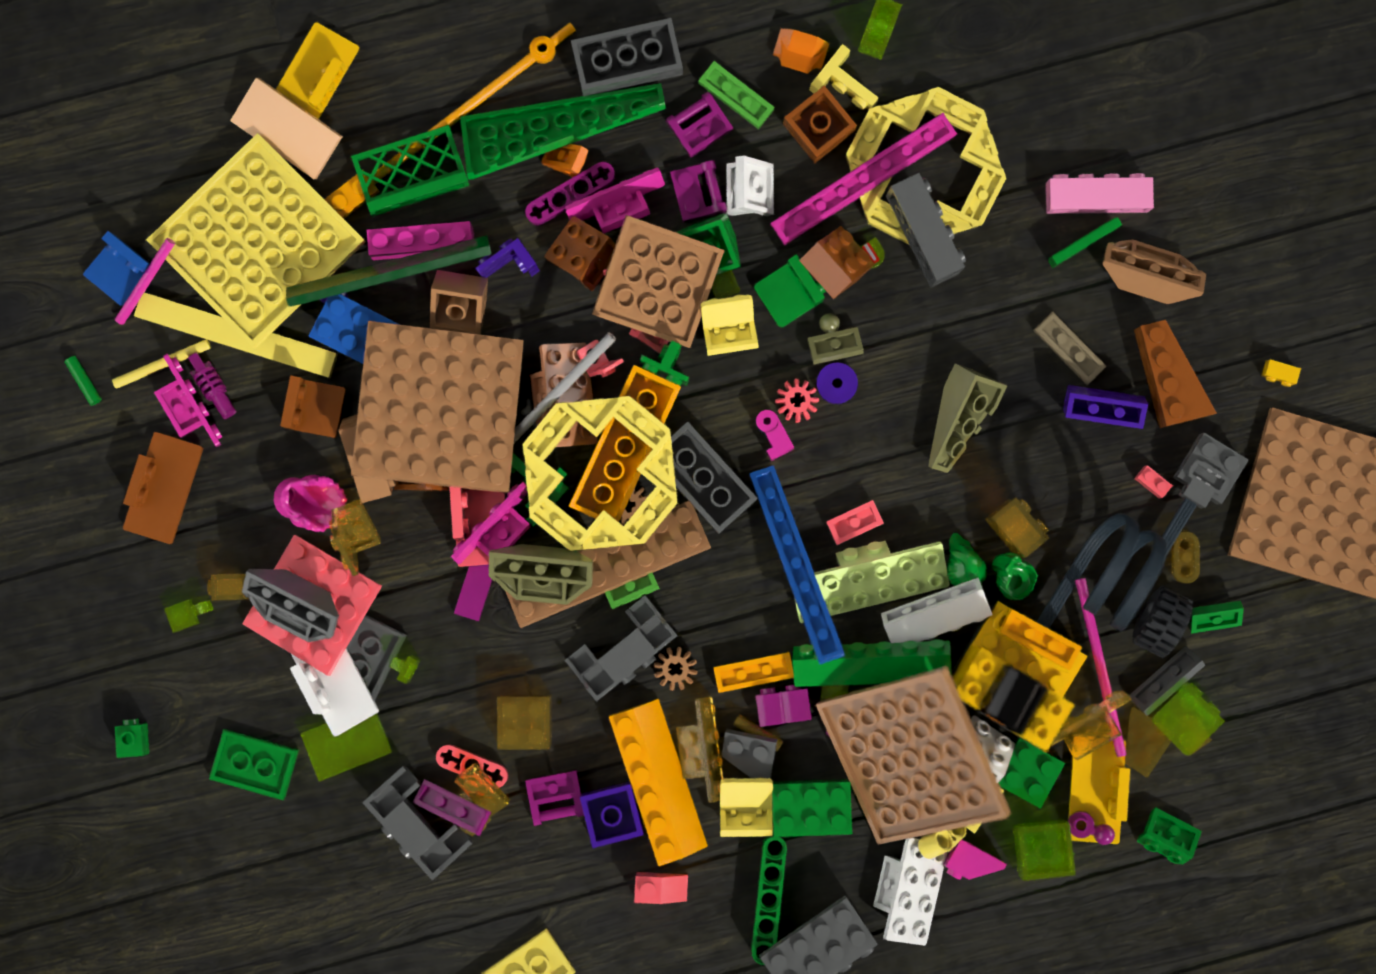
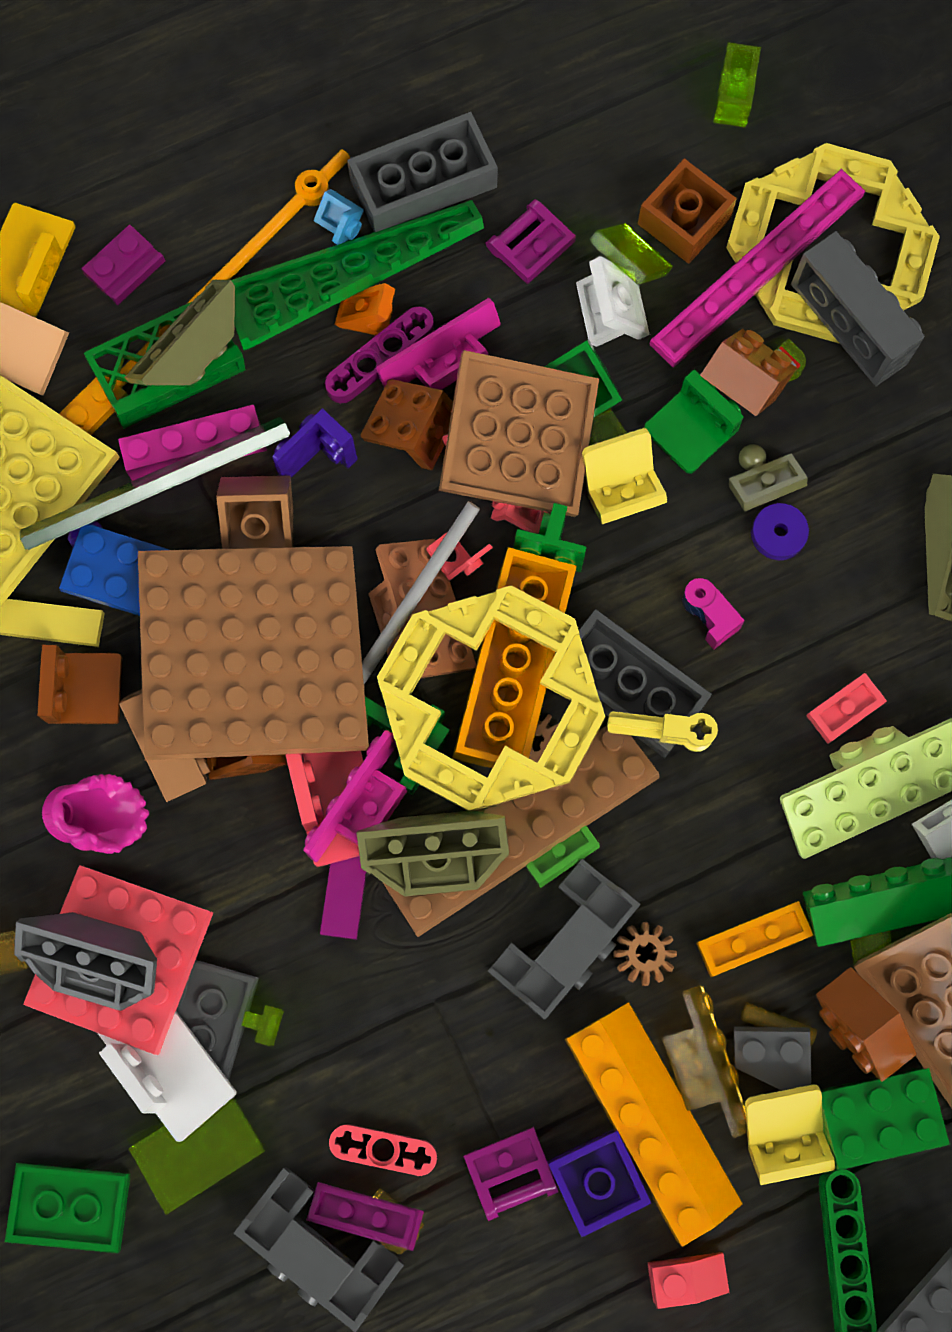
camera: 10 degrees left, 10 degrees down
(352, 533) = (160, 845): clear yellow bracket -> none
(390, 86) = (123, 264): none -> magenta plate
(428, 166) = (191, 340): none -> olive wedge
(482, 789) = (403, 1180): clear yellow plate -> none
(524, 722) = (446, 1071): clear yellow brick -> none
(558, 79) = (339, 216): none -> dark azure bracket
(690, 195) = (536, 328): magenta plate -> none
(714, 517) = (668, 729): none -> light yellow connector
(736, 95) = (570, 197): bright green plate -> none
(771, 151) = (631, 253): none -> clear neon green tile
(782, 706) = (798, 981): magenta brick -> none
(796, 565) = (789, 778): blue plate -> none
(800, 50) = (641, 129): orange slope -> none
(804, 406) = (726, 572): coral gear -> none
(812, 746) = (865, 1025): none -> dark orange brick
(844, 82) = (709, 159): light yellow bracket -> none

